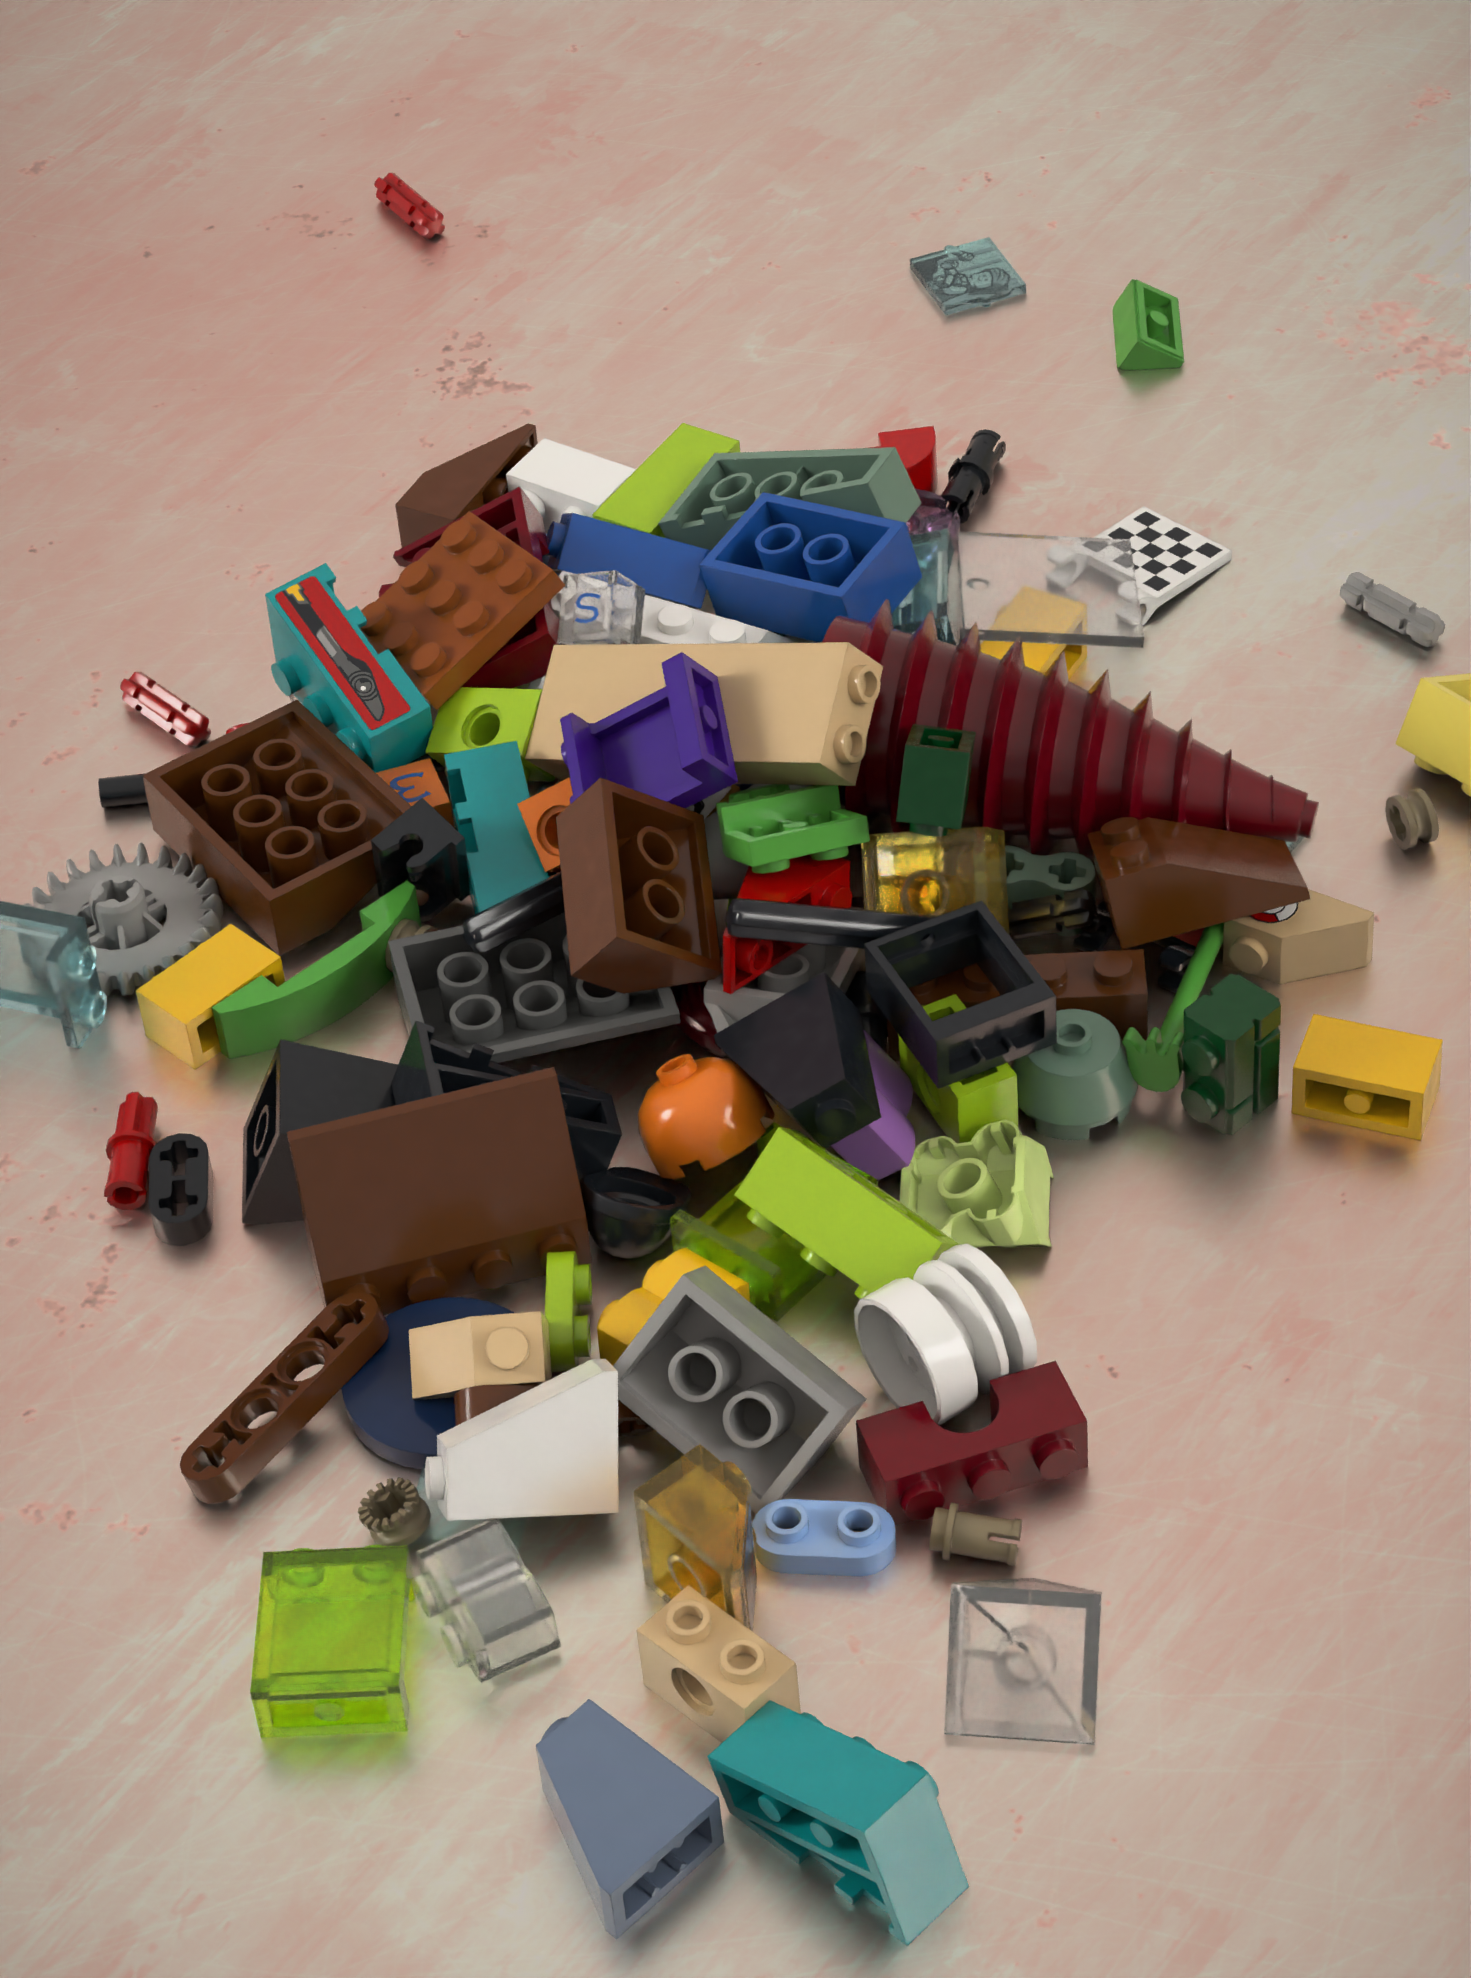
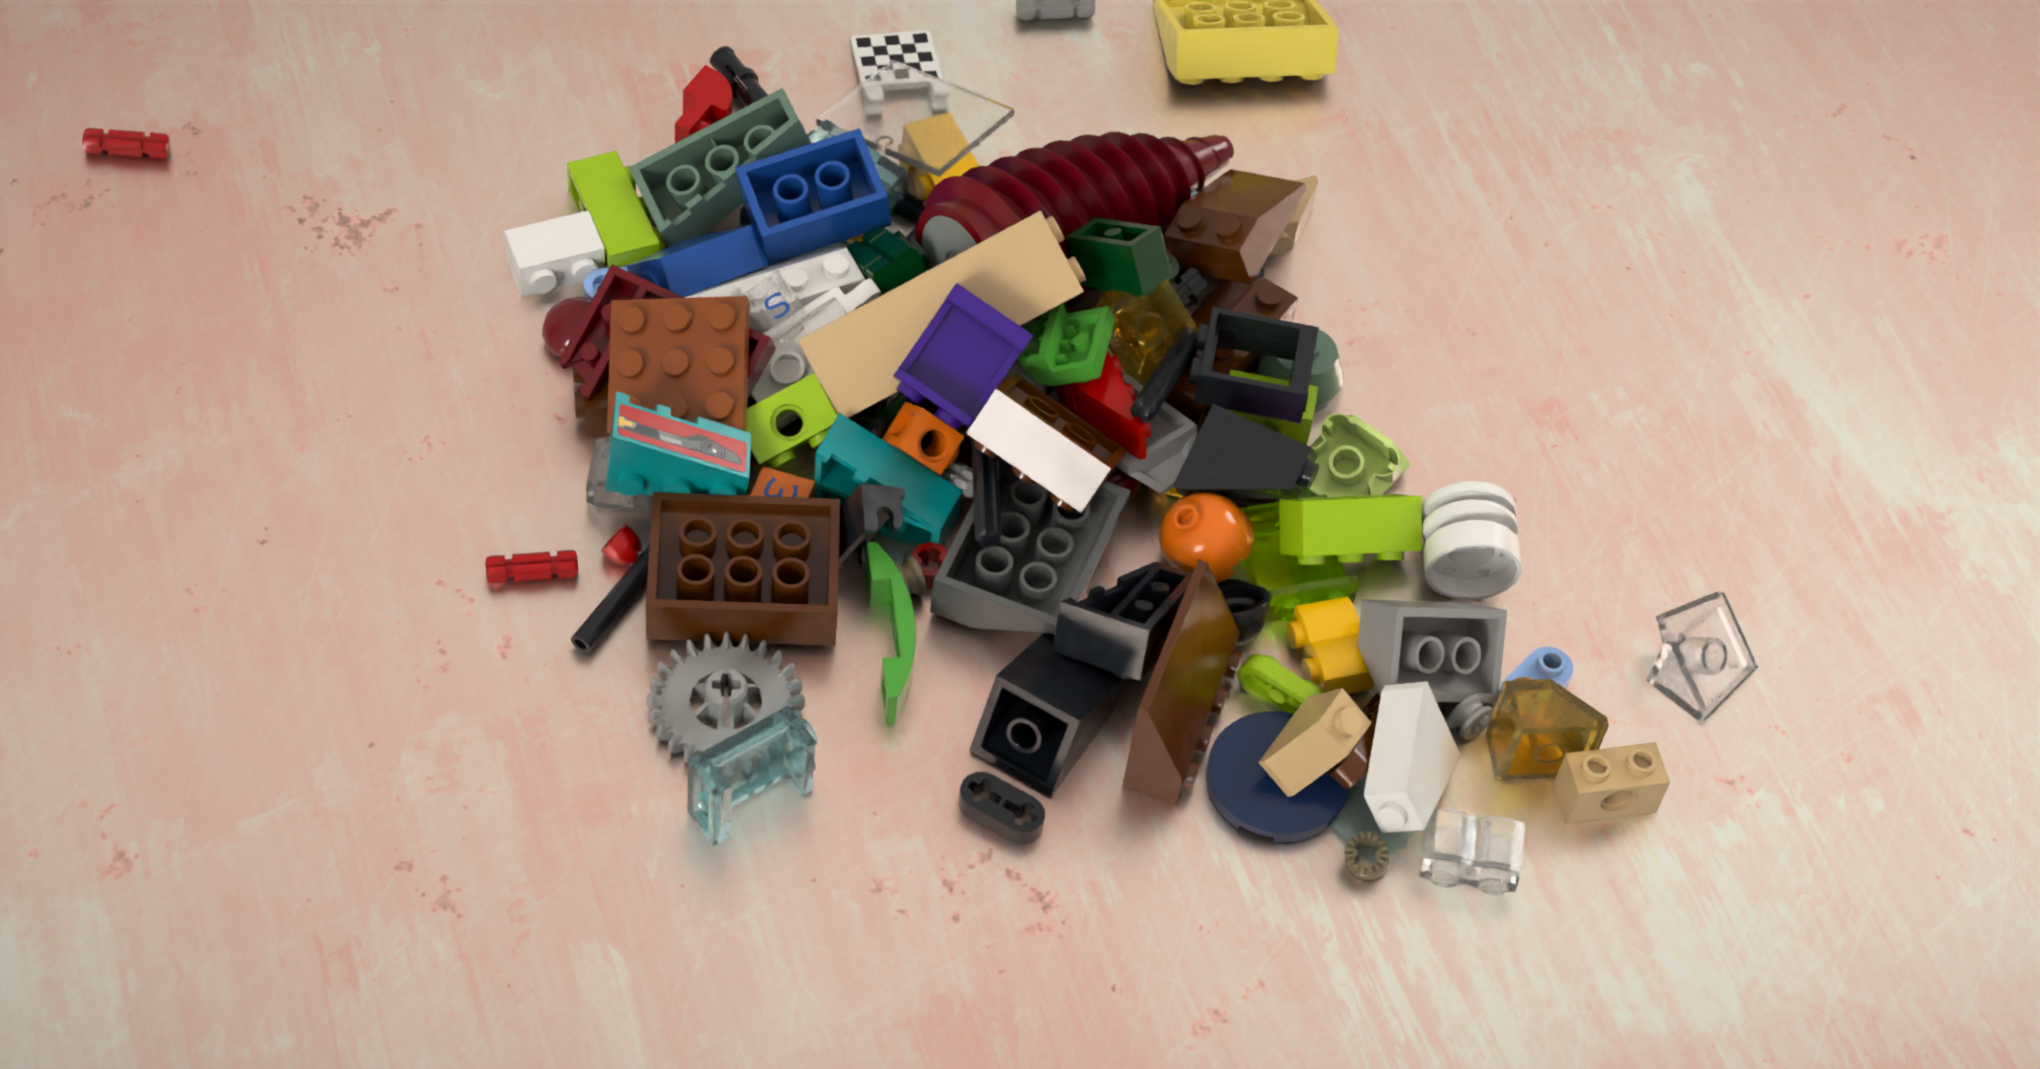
camera: 65 degrees left, 10 degrees up
(130, 1152) = (947, 812): red axle -> none
(181, 998) = (852, 696): yellow brick -> none
(232, 1454) = (1232, 853): reddish brown beam -> none
(332, 1641) = (1447, 931): clear neon green panel -> none
(461, 484) = (499, 311): reddish brown slope -> none
(624, 1813) = (1669, 883): sand blue slope -> none
(847, 1809) = (1745, 786): teal wedge -> none
(970, 1533) = (1584, 628): dark tan pin -> none
(1031, 1438) = (1546, 554): dark red arch -> none
(1159, 1059) = (1338, 326): bright green piece -> none
(1231, 1054) = (1368, 297): dark green brick -> none
(1366, 1076) = (1413, 262): yellow brick -> none
(1412, 819) = (1233, 105): dark tan bush -> none

